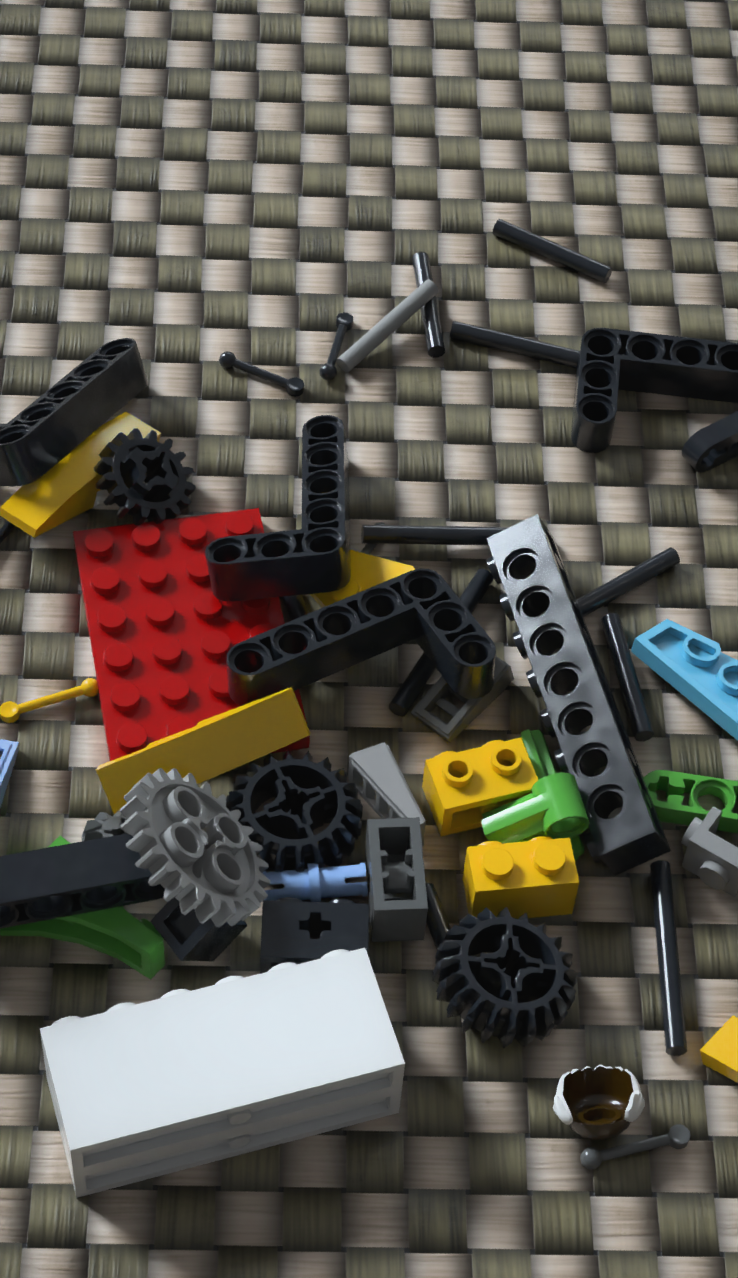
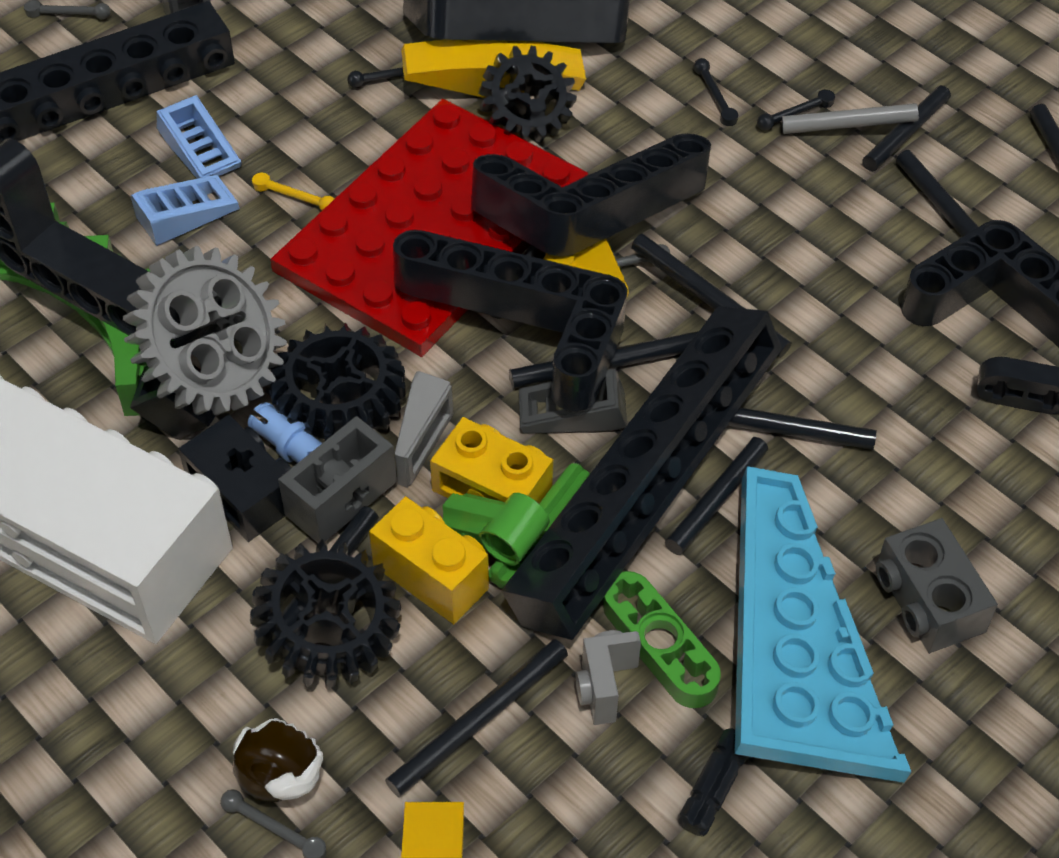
camera: 50 degrees right, 0 degrees up
(211, 745) = (334, 291): yellow slope -> none

